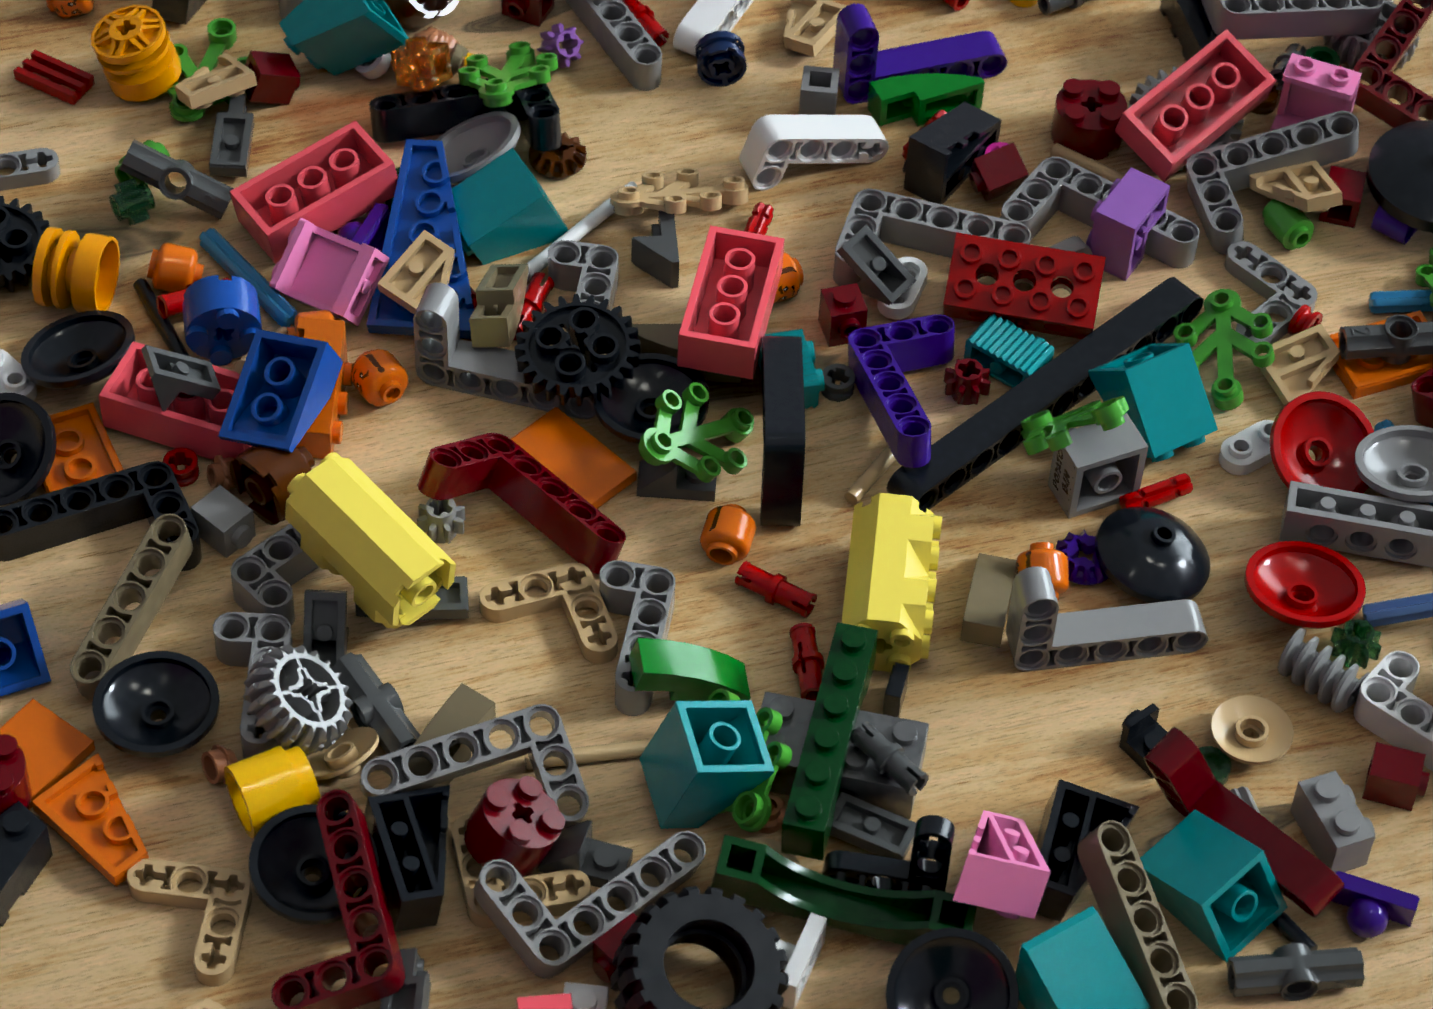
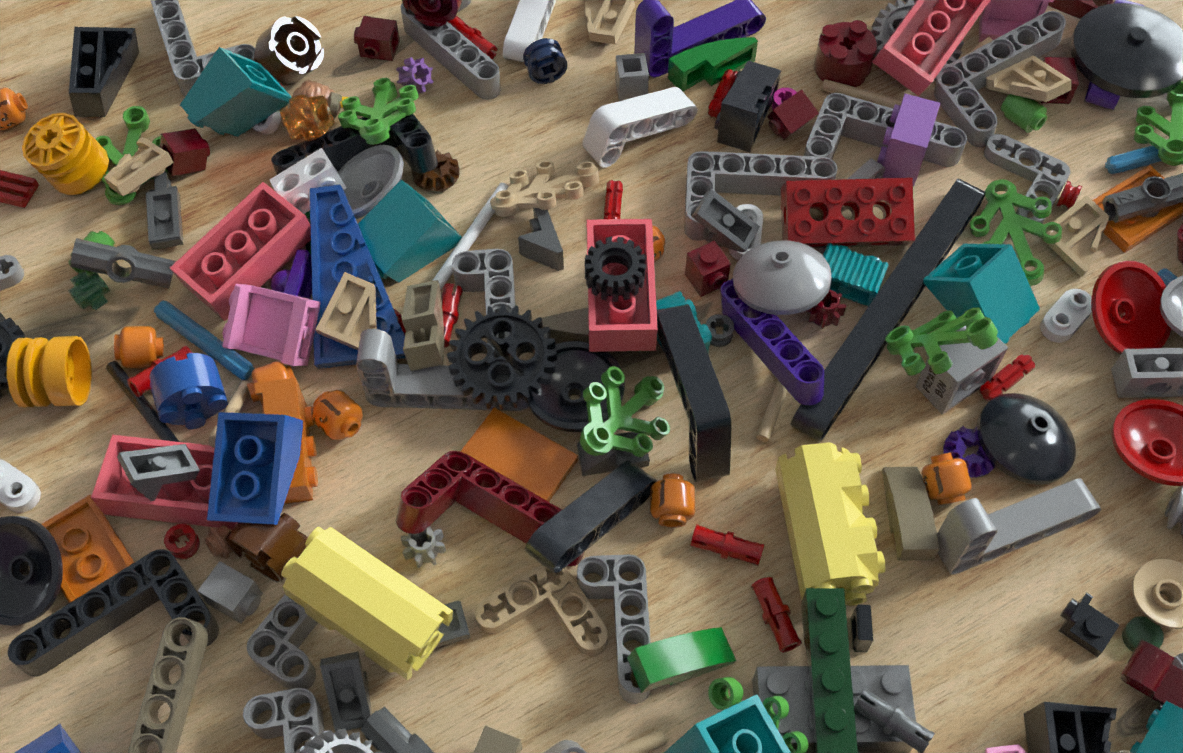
camera: 10 degrees left, 10 degrees up
(77, 349) = (65, 450): black dish -> none
(411, 123) = (308, 173): none -> white brick
(630, 519) = (590, 517): none -> black beam
(724, 261) = (615, 253): none -> black tyre
(921, 334) = (782, 277): none -> light grey dish

